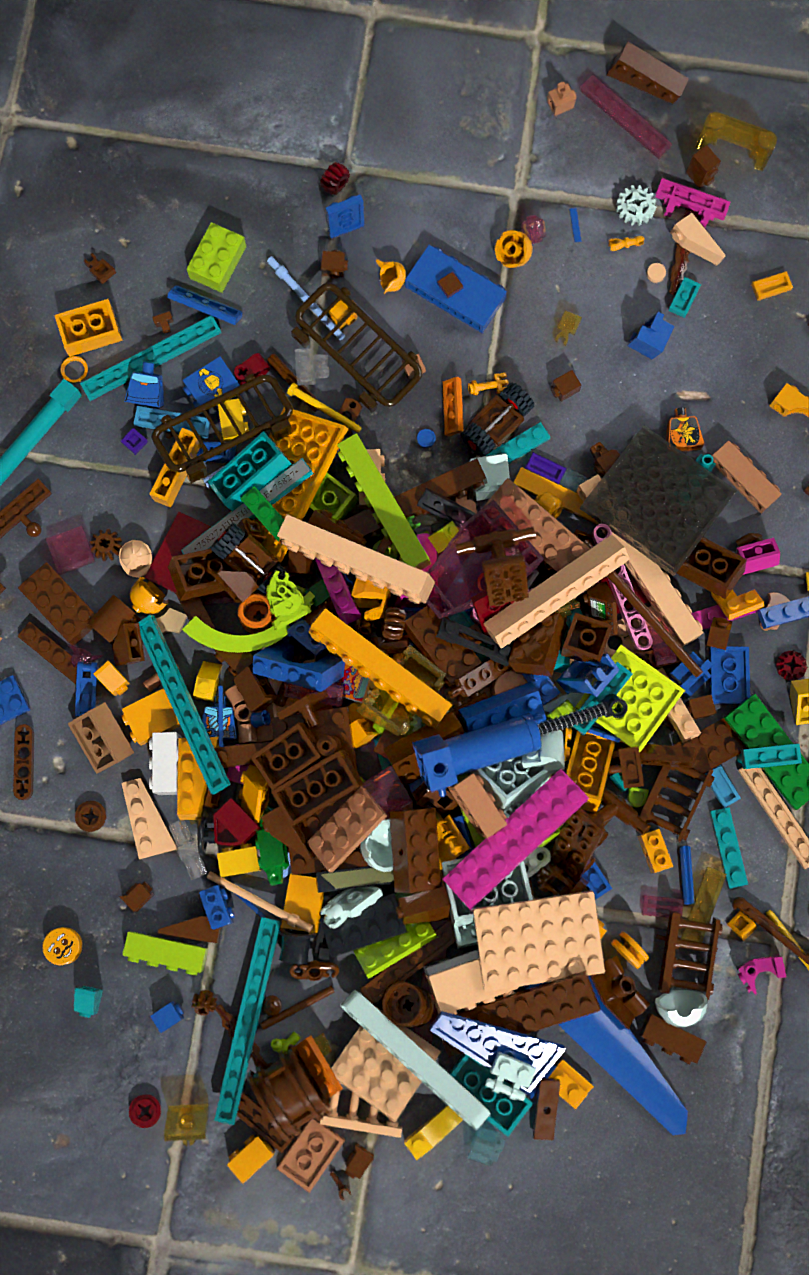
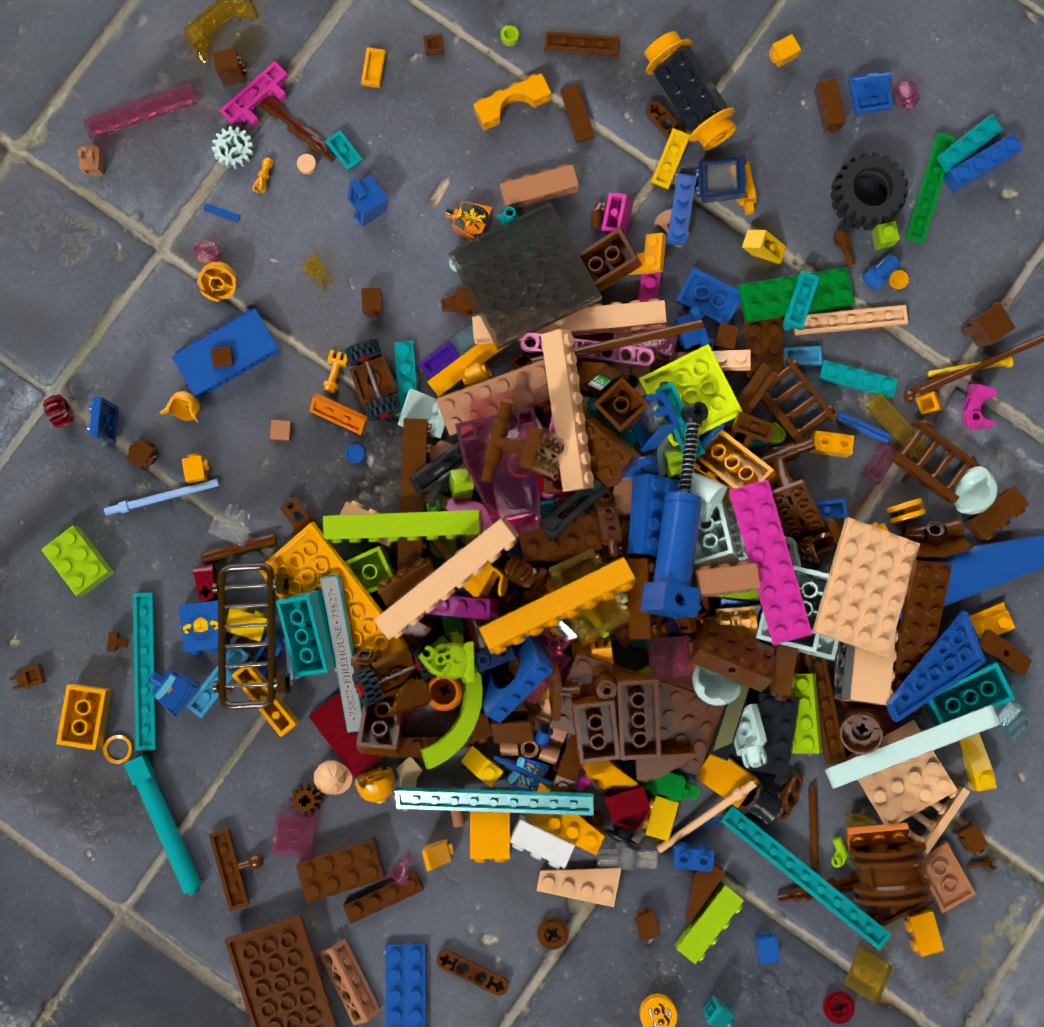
camera: 65 degrees left, 5 degrees up
(85, 688) = (435, 883): blue plate -> none
(100, 738) = (487, 890): medium nougat slope -> none
(111, 617) = (384, 826): reddish brown brick -> none
(128, 645) = (413, 824): reddish brown slope -> none
(134, 441) = (218, 725): dark purple plate -> none
(204, 1002) = (770, 909): reddish brown gear -> none
(205, 304) = (119, 594): blue tile -> none
(263, 511) = (354, 638): green plate -> none
(271, 1005) = (801, 849): reddish brown plate -> none
(293, 390) = (278, 534): yellow bar -> none
(346, 829) = (687, 708): nougat plate -> none
(368, 400) = (197, 512): dark brown bar -> none
(512, 1070) = (962, 666): light aqua plate -> none
(647, 74) = (109, 69): reddish brown wedge -> none
(695, 238) = (293, 111): light nougat slope -> none
(719, 633) = (669, 286): reddish brown brick -> none
(785, 671) = (718, 239): dark red gear -> none

